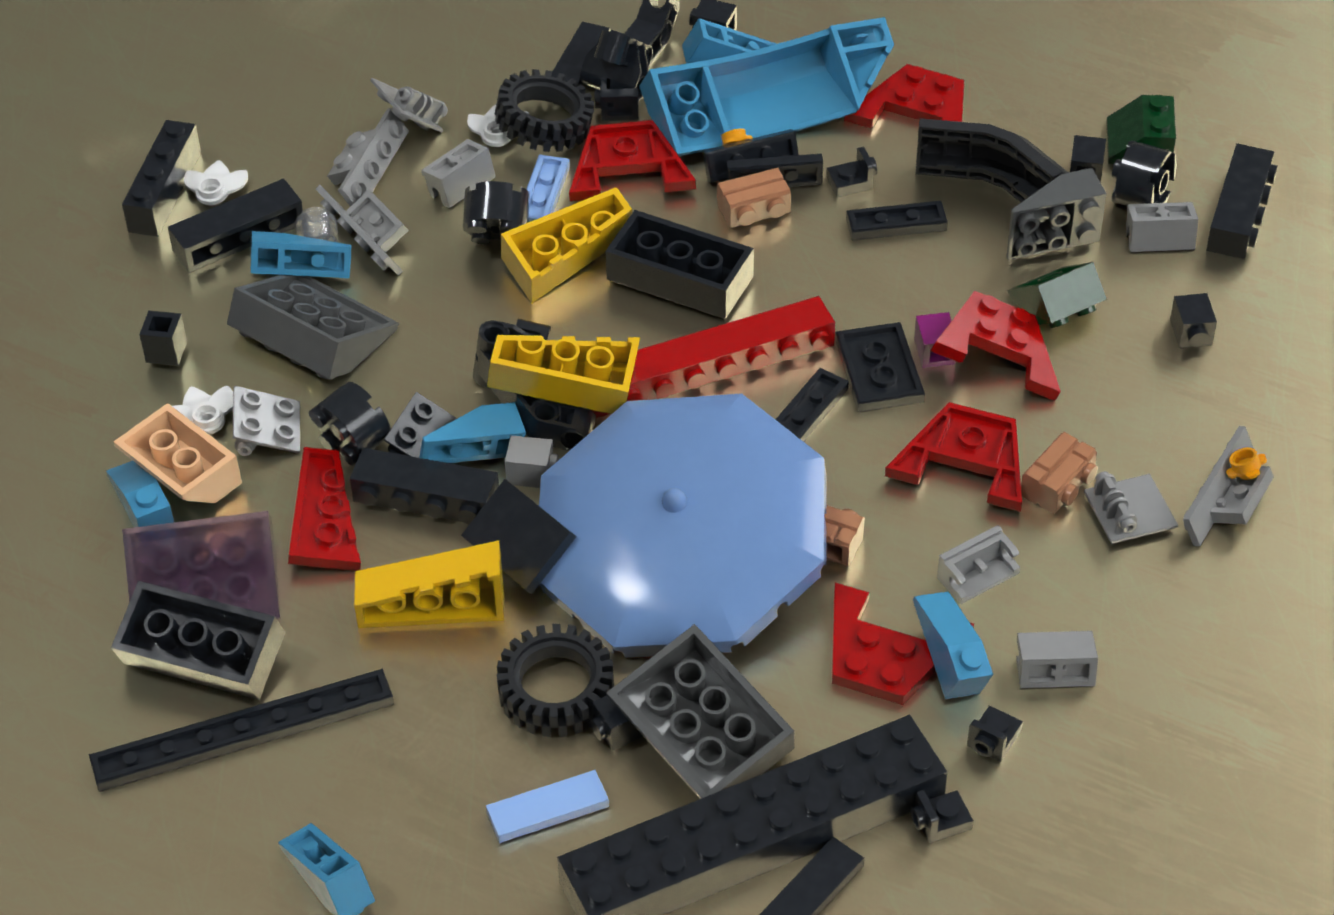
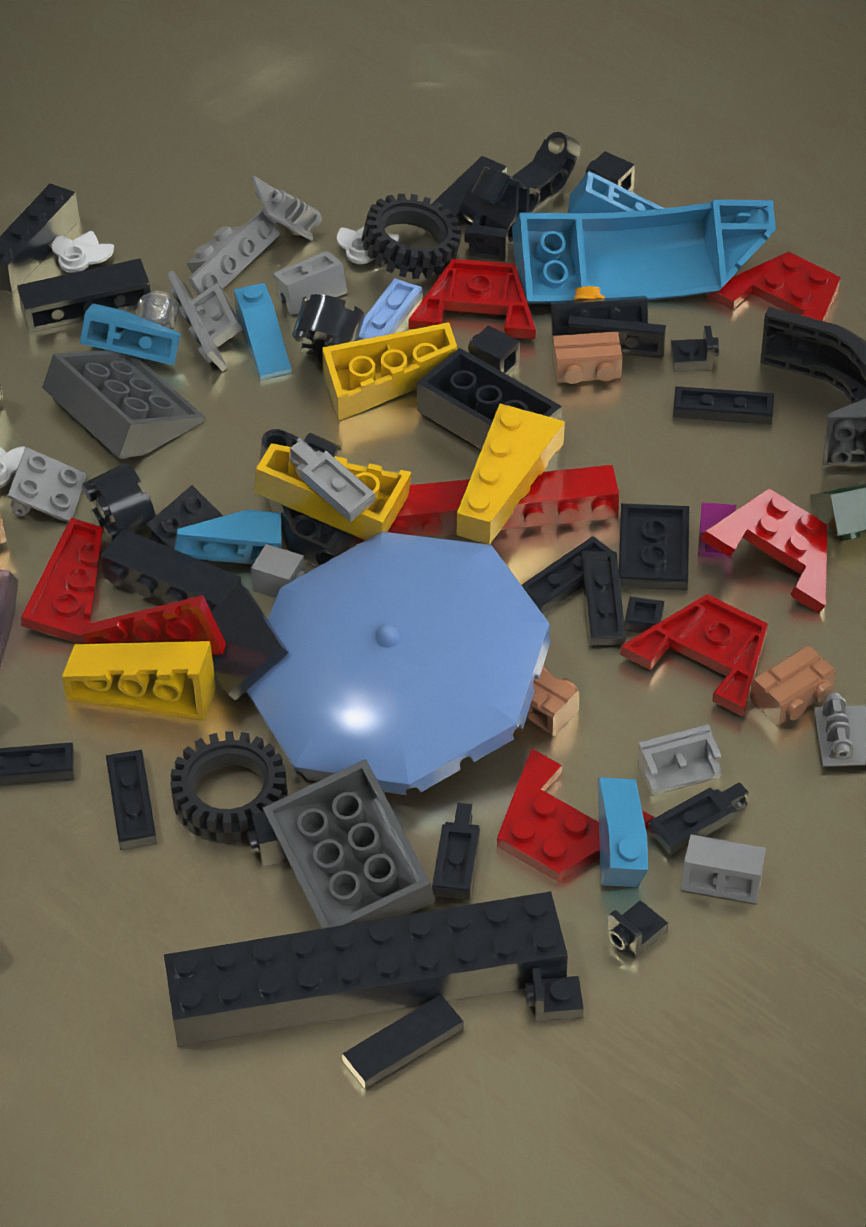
camera: 15 degrees right, 0 degrees up
(428, 228) = (262, 331): none -> dark azure slope
(452, 530) = (173, 622): none -> red wing
(460, 713) = (131, 799): none -> black tile
(547, 806) = (180, 905): light blue tile -> none
(569, 360) = (331, 480): none -> light grey hinge
(664, 203) = (496, 349): none -> black brick
(727, 310) = (508, 464): none -> yellow wedge
(801, 698) = (457, 855): none -> black hinge
(851, 425) = (603, 598): none -> black tile
(893, 433) = (643, 614): none -> black tile
(1015, 615) = (698, 816): none -> black hinge

